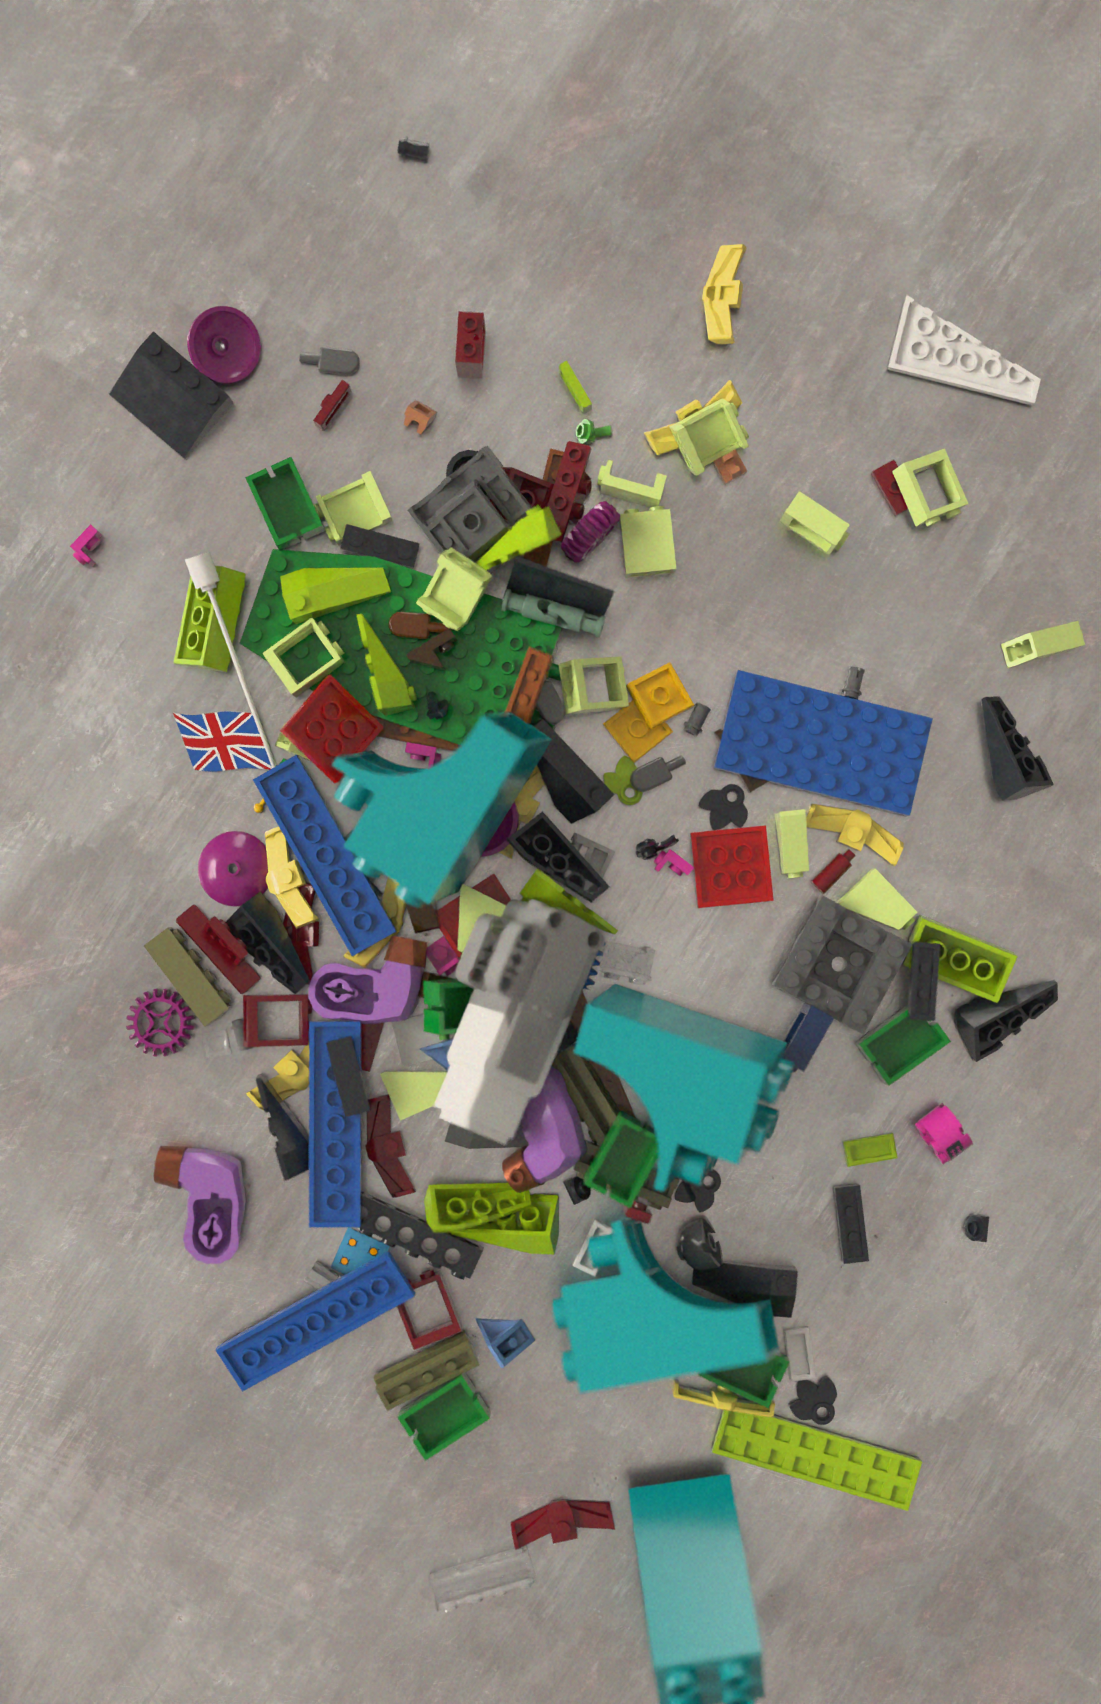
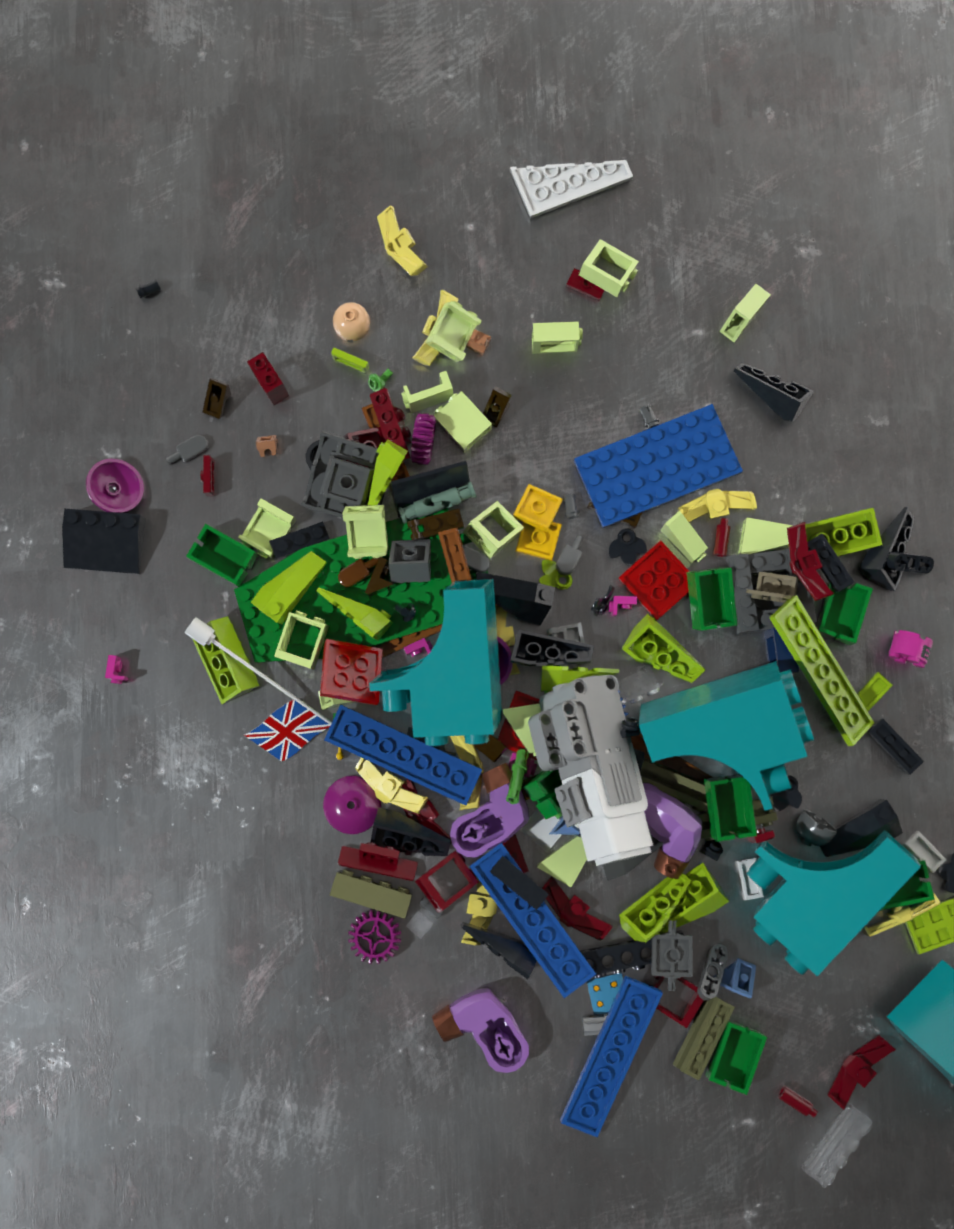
camera: 35 degrees left, 5 degrees down
(400, 325) = (215, 398): none -> dark brown slope
(434, 959) = (519, 769): none -> bright green pin
(452, 1265) = (672, 955): none -> dark grey plate
(460, 1034) = (571, 803): none -> light grey plate
(465, 1317) = (706, 977): none -> dark grey beam
(473, 1506) = (797, 1102): none -> dark red cylinder
(479, 655) = (410, 561): none -> dark grey slope
(534, 635) = (435, 524): none -> dark brown plate
(578, 1000) = (630, 727): none -> black plate
(607, 344) = (351, 321): none -> light nougat cylinder
(677, 936) = (657, 647): none -> lime wedge
(696, 553) = (497, 406): none -> dark brown slope
(772, 927) = (712, 598): none -> green piece
(830, 1087) = (822, 670): none -> lime plate
(845, 965) = (774, 587): none -> dark tan bracket
(897, 963) = (805, 562): none -> dark red plate
(1010, 1035) = (905, 558): none -> black beam

